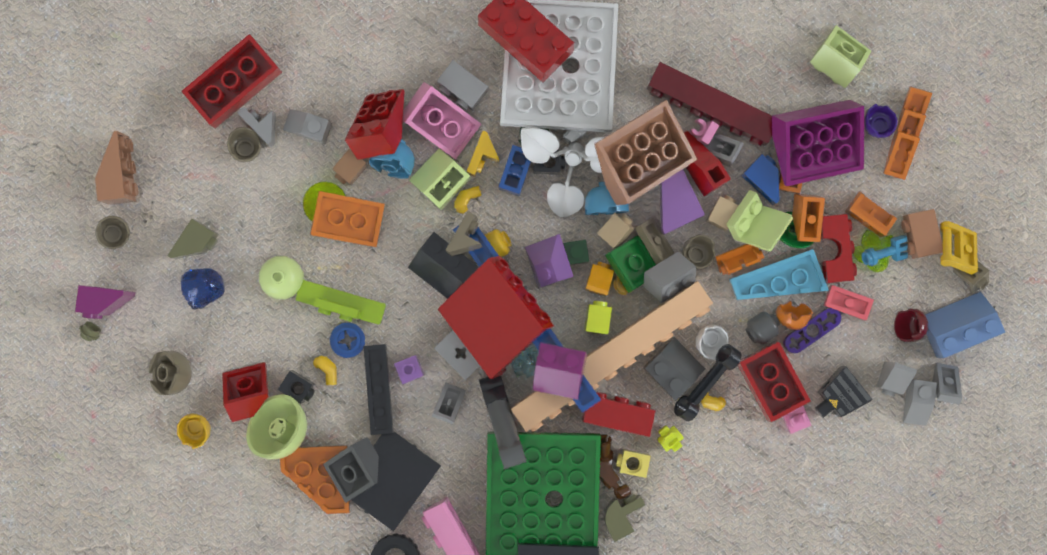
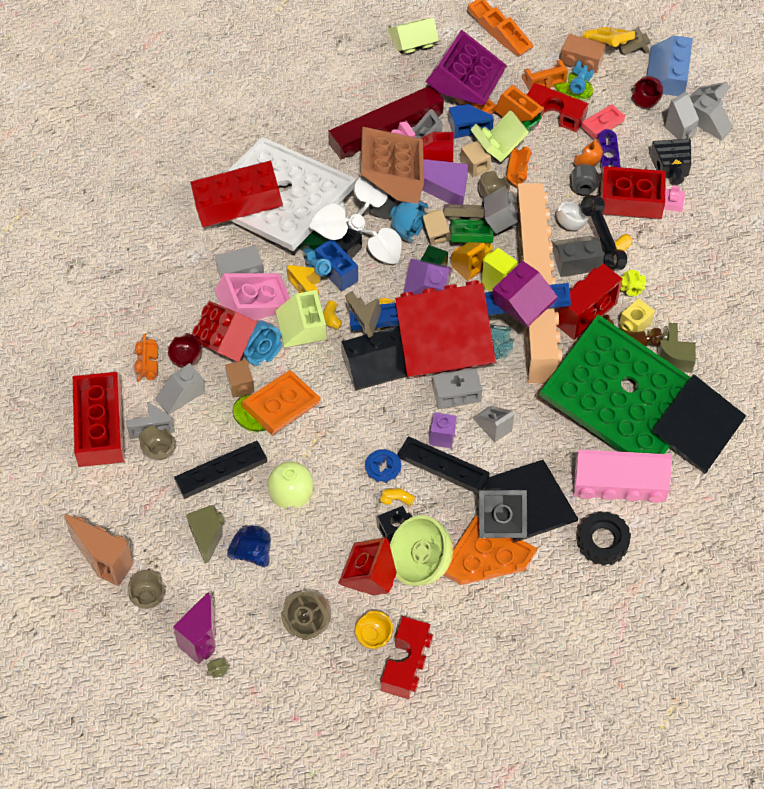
camera: 55 degrees left, 30 degrees down
(169, 474) = (401, 677): none -> red arch
(257, 212) = (220, 469): none -> black plate
(312, 78) = (143, 366): none -> orange hinge
(340, 302) = (347, 452): lime bracket -> none
(344, 102) = (184, 350): none -> dark red hair
(495, 164) = (321, 266): none -> dark azure hinge
(502, 422) = (522, 377): dark grey piece -> none
(785, 277) = (554, 149): medium azure wing -> none
(880, 121) = (481, 33): dark purple hair -> none

